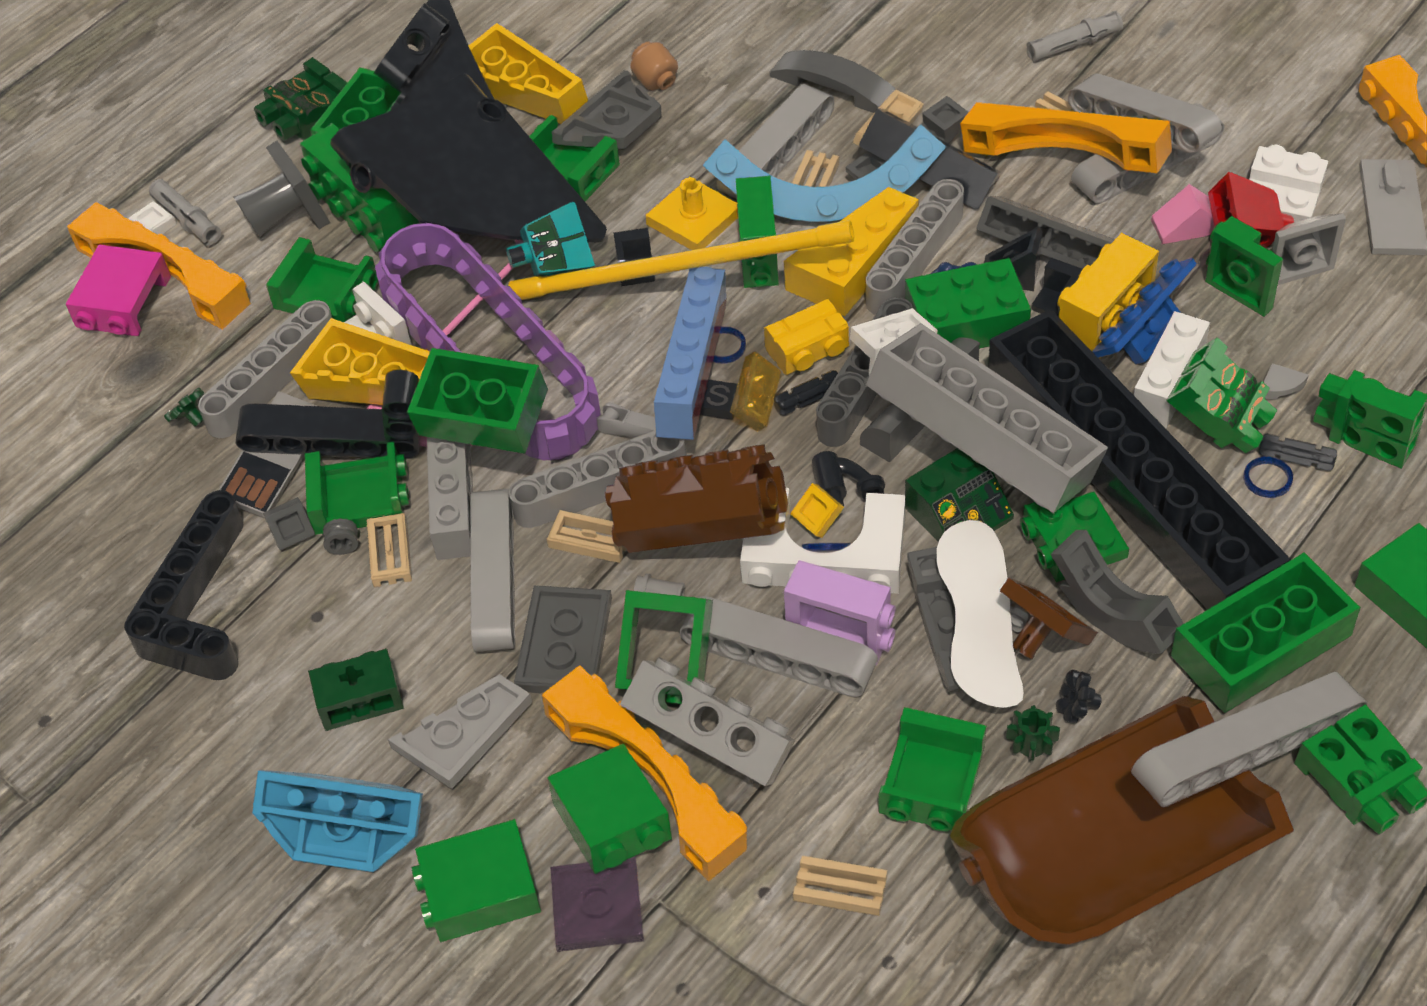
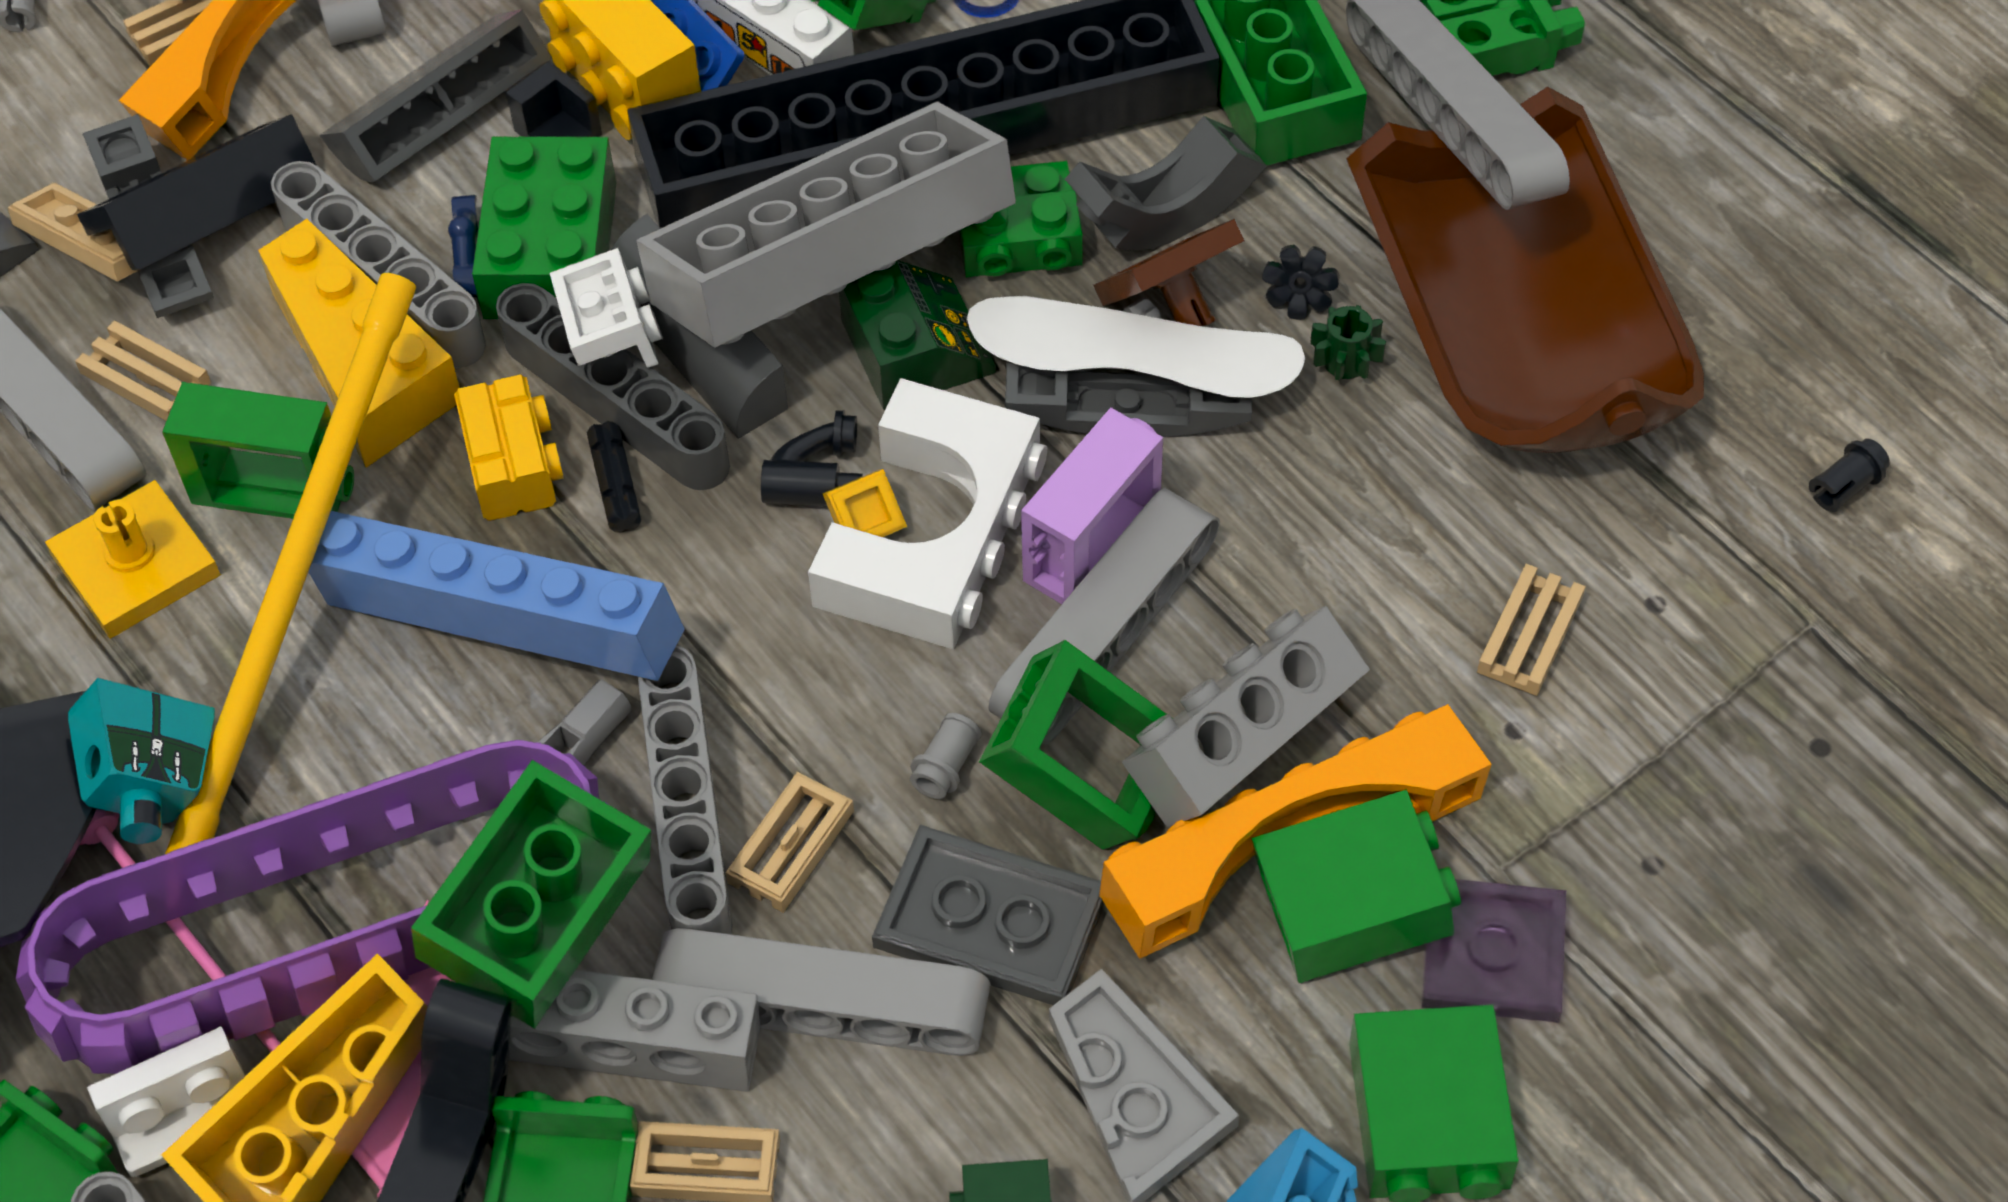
camera: 80 degrees left, 5 degrees up
(633, 246) = (193, 666): black panel -> none
(697, 499) = (836, 647): reddish brown brick -> none
(755, 391) = (573, 534): clear yellow plate -> none
(825, 546) = (960, 503): clear blue piece -> none
(836, 201) = (223, 344): dark azure plate -> none
(932, 769) = (1376, 477): green panel -> none
(1024, 255) = (466, 140): black slope -> none

